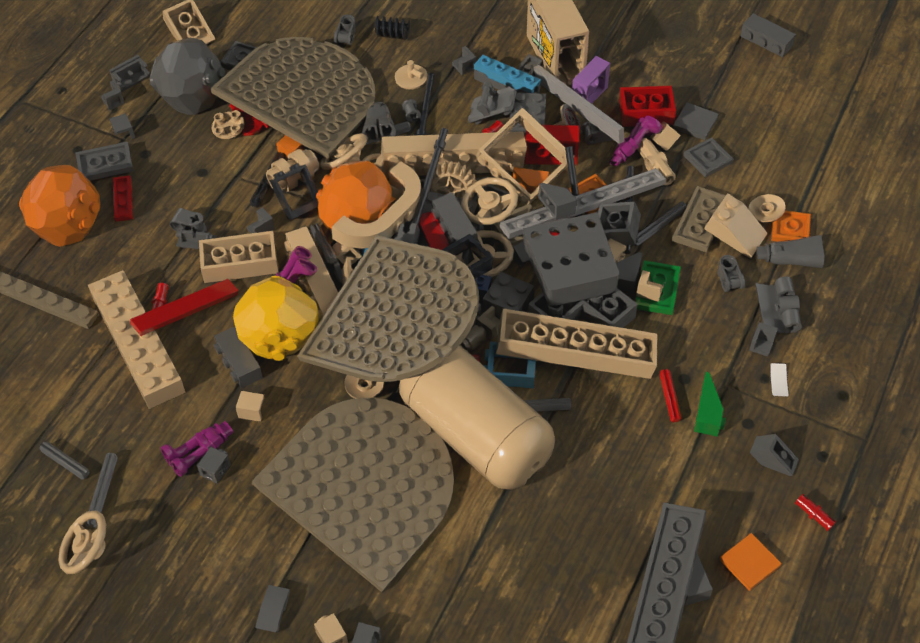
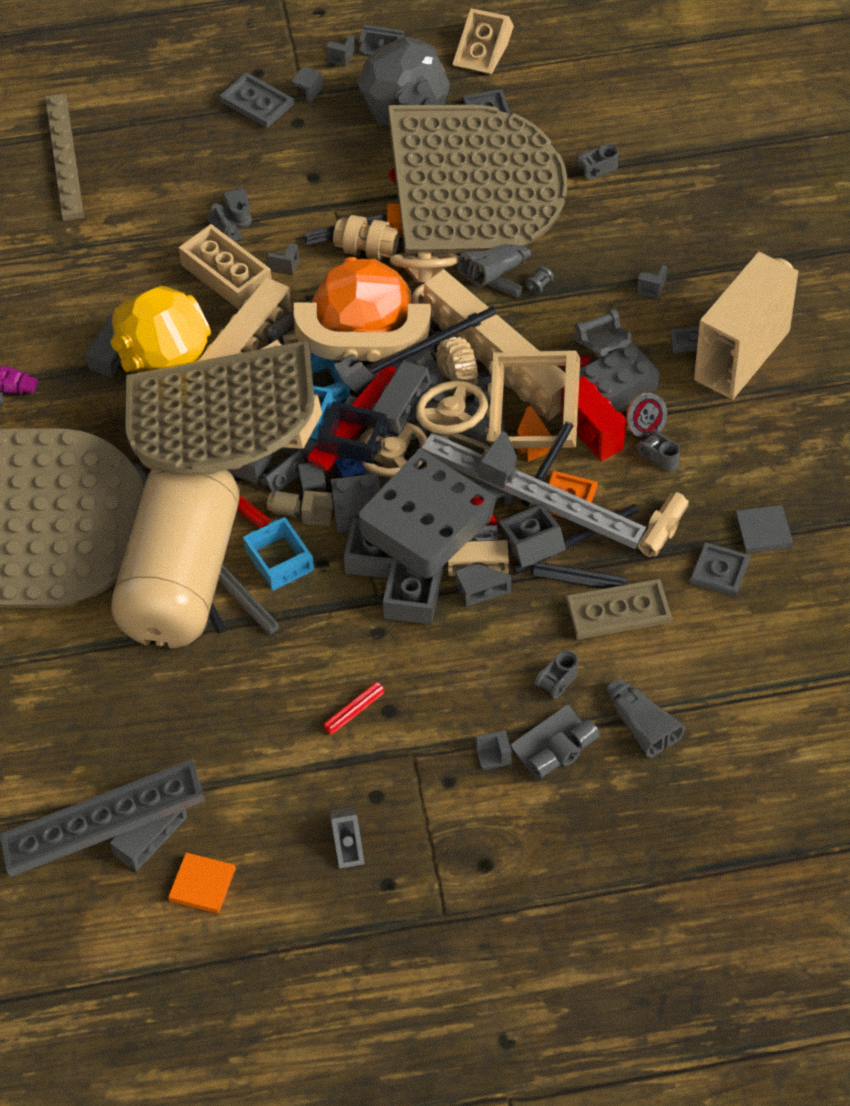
camera: 55 degrees right, 0 degrees up
(60, 205) = (163, 103): orange rock -> none
(122, 198) = (228, 142): red tile -> none
(142, 354) = (72, 258): tan brick -> none
(160, 296) = (130, 247): red pin -> none
(183, 307) = (130, 265): red tile -> none
(228, 124) = (380, 156): tan dish -> none
(250, 406) = (65, 382): tan panel -> none
(298, 265) = (231, 312): magenta piece -> none
(309, 183) = (320, 246): black window -> none
(392, 28) = (639, 194): black piece -> none
(411, 76) = (592, 253): tan shield -> none
(426, 103) = (517, 307): black bar -> none
(505, 76) = (659, 329): dark azure piece -> none
(577, 343) = (336, 587): tan brick -> none
(580, 104) = (670, 410): light grey tile -> none
(590, 82) = (715, 412): medium lavender window -> none
(643, 127) = (661, 486): magenta piece -> none
(646, 101) = (733, 469): red brick -> none
(648, 289) = (469, 609): tan panel -> none
(666, 136) = (709, 512): tan panel -> none
(667, 276) = (485, 621): green plate -> none
(710, 410) = (358, 749): green slope -> none
(736, 226) = (627, 643): tan slope -> none
(767, 208) = (685, 659): tan dish -> none
(779, 379) = (457, 795): white sticker -> none
(791, 226) = (685, 697): orange tile -> none
(815, 512) = (304, 909): red pin -> none

